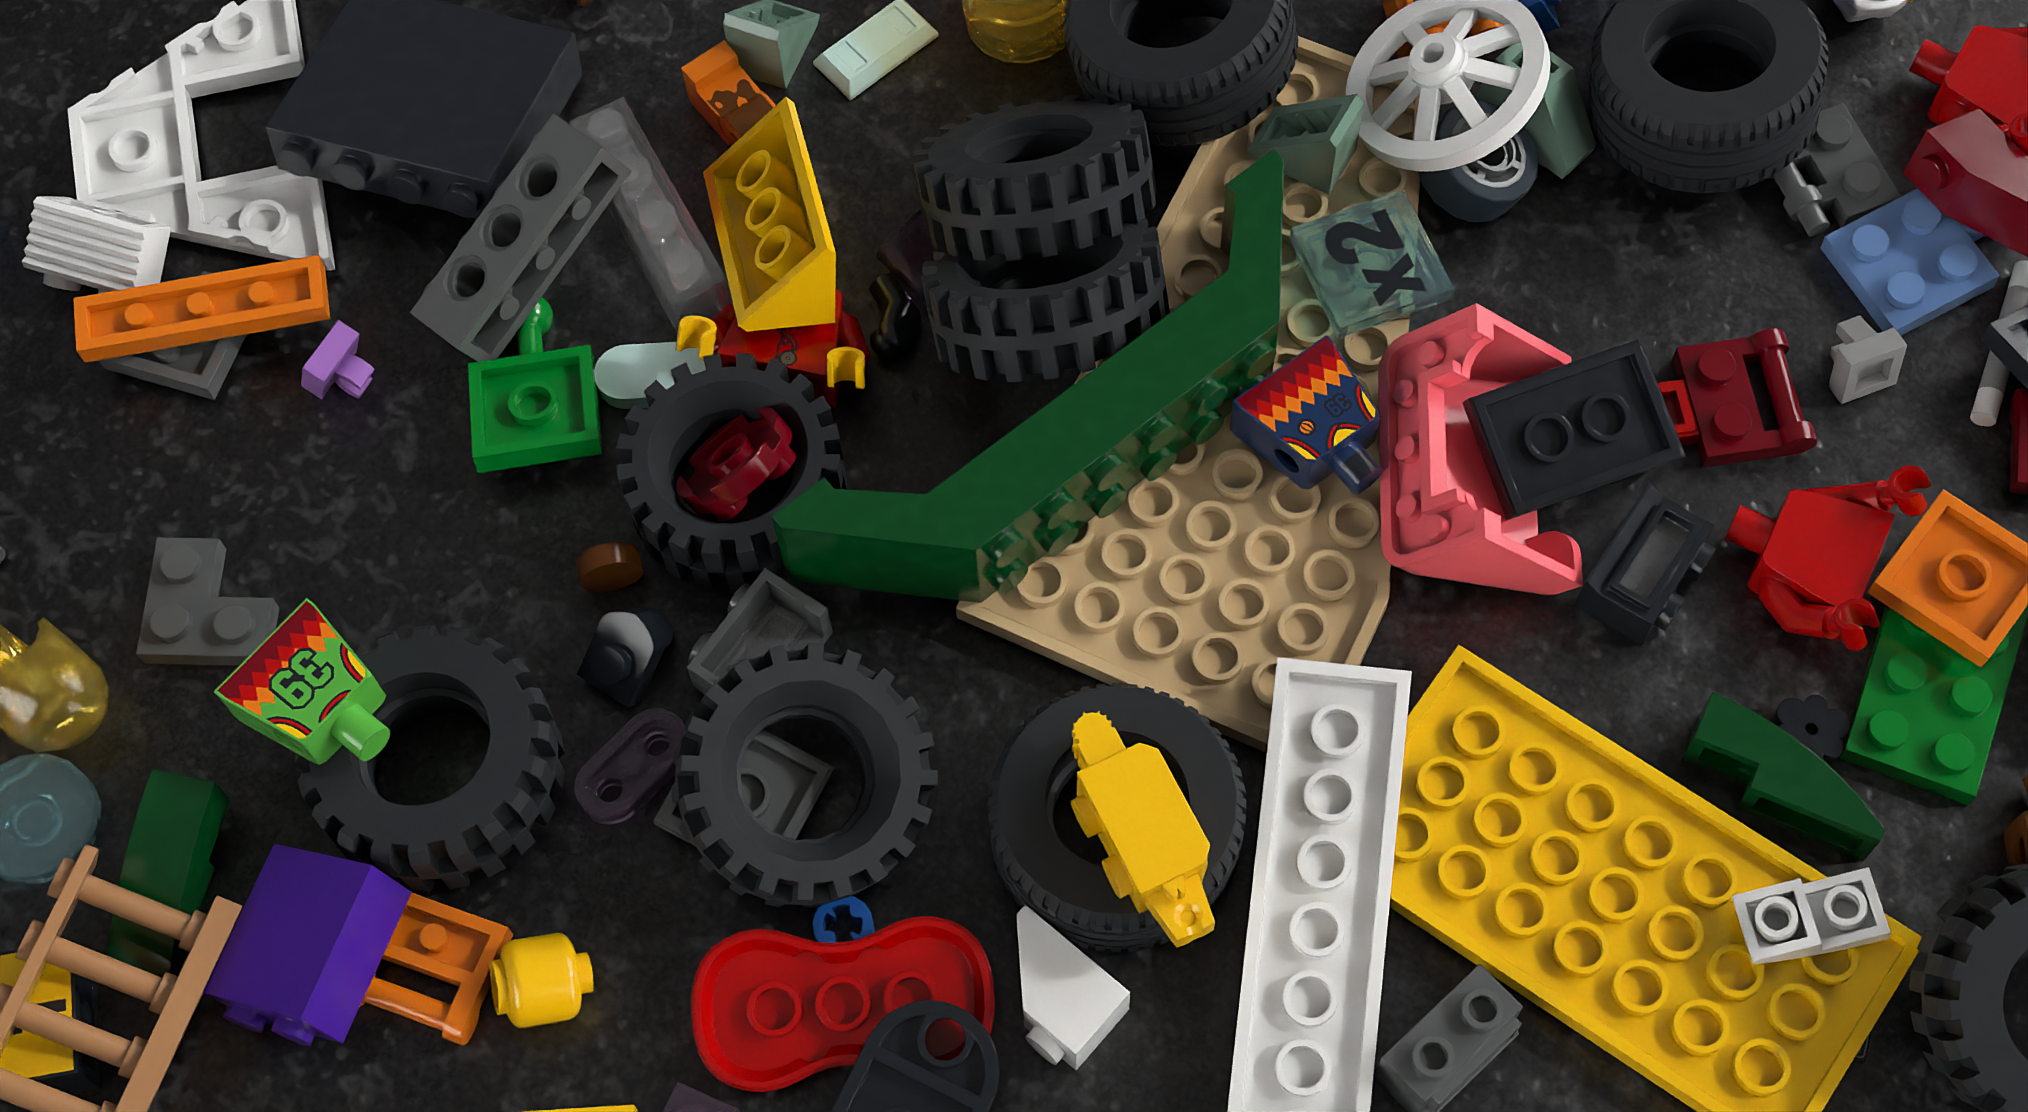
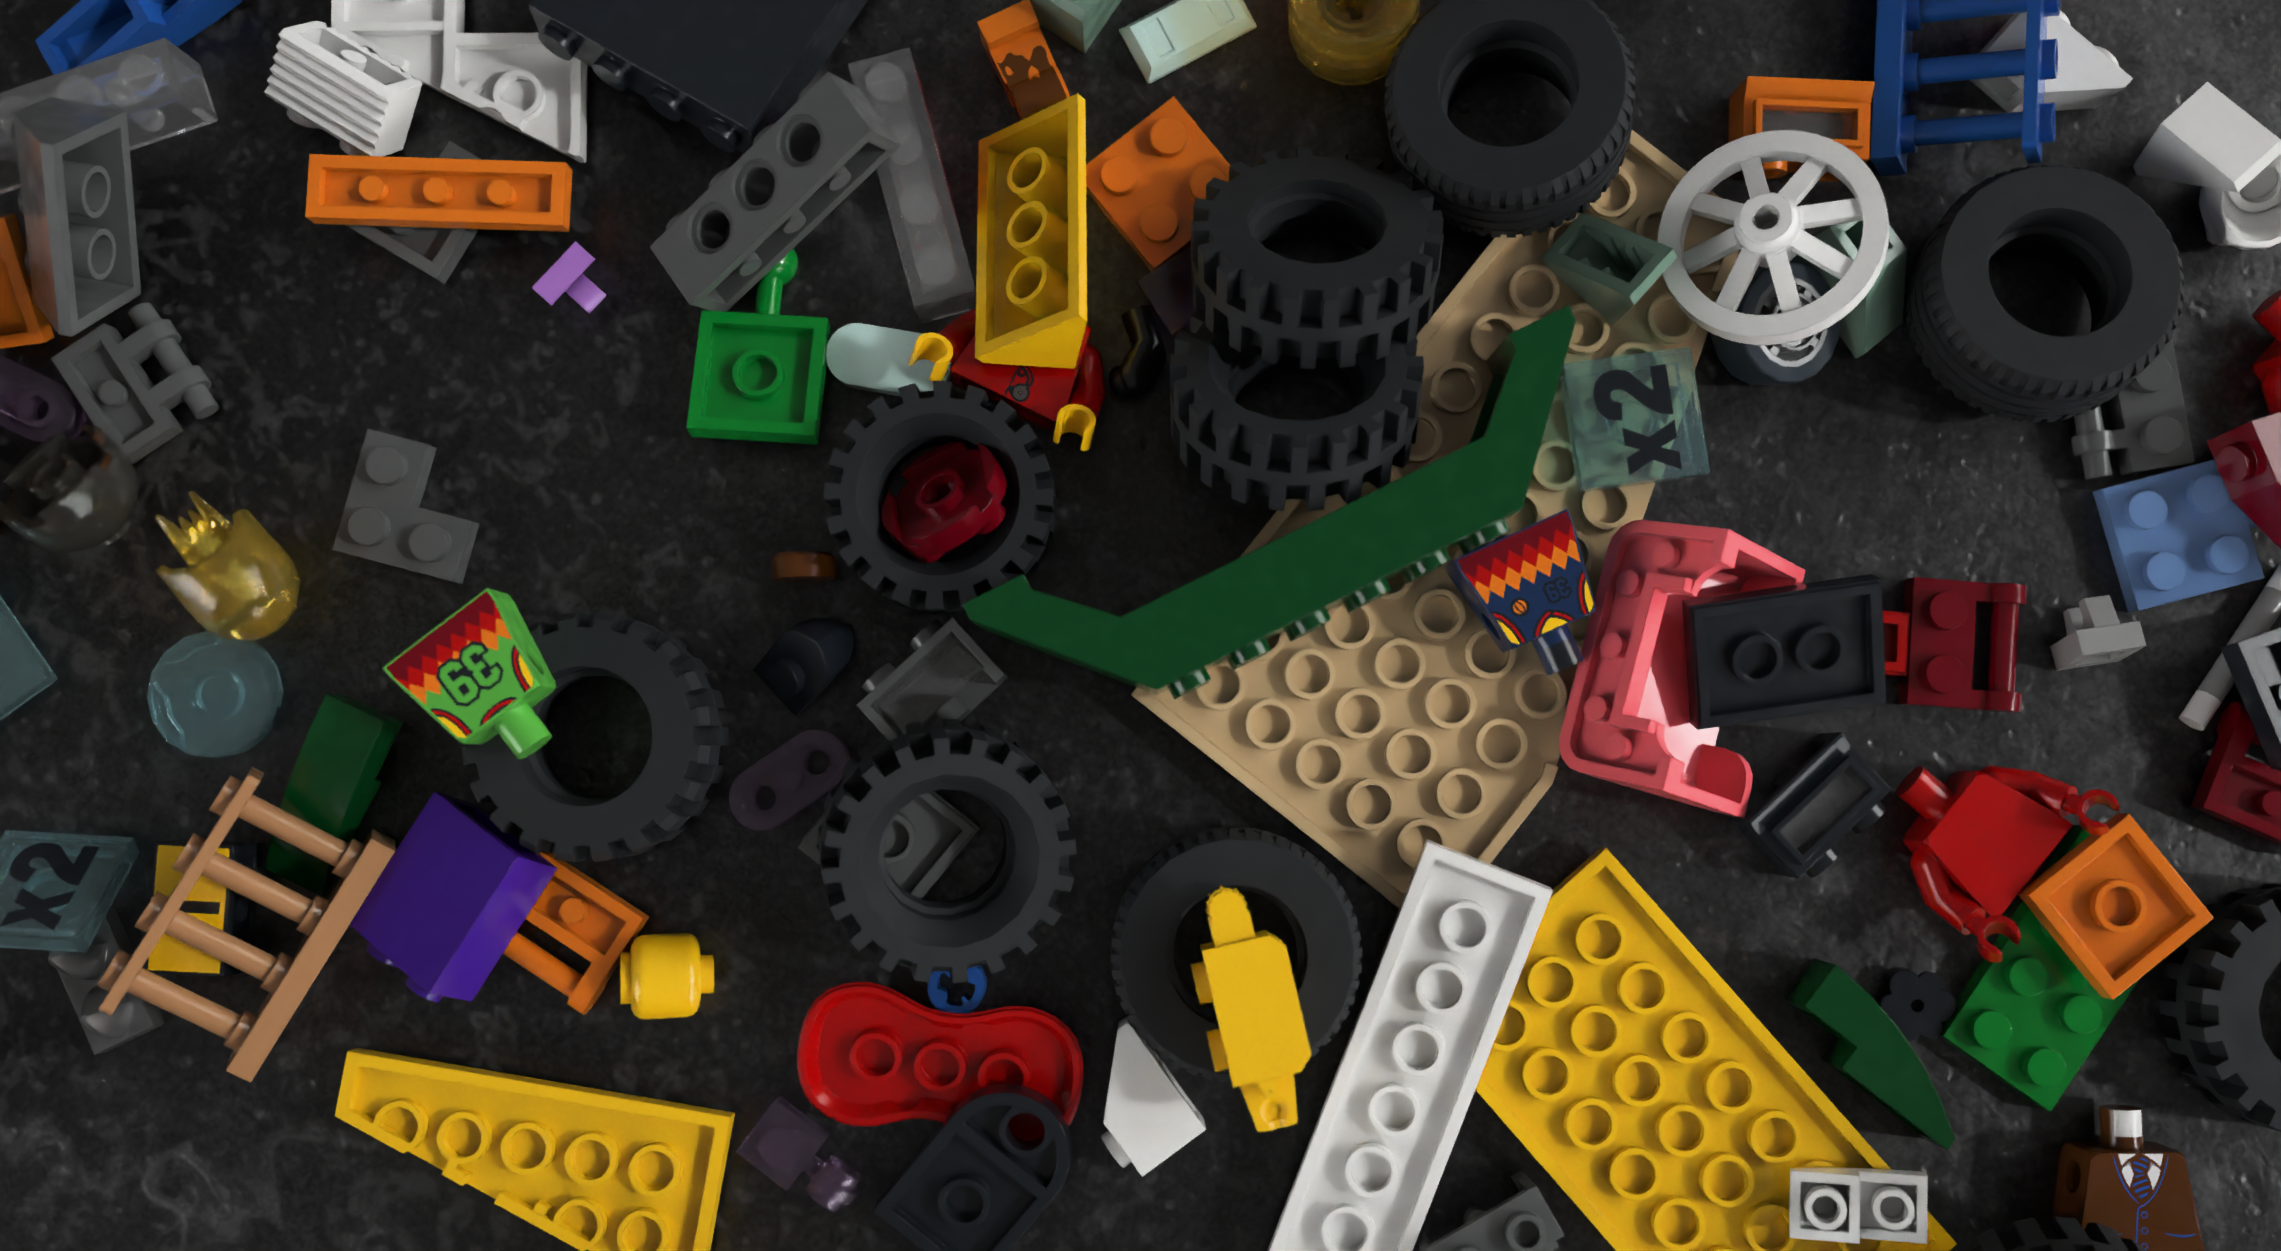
camera: 10 degrees right, 20 degrees up
(871, 173) = (1153, 180): none -> orange plate

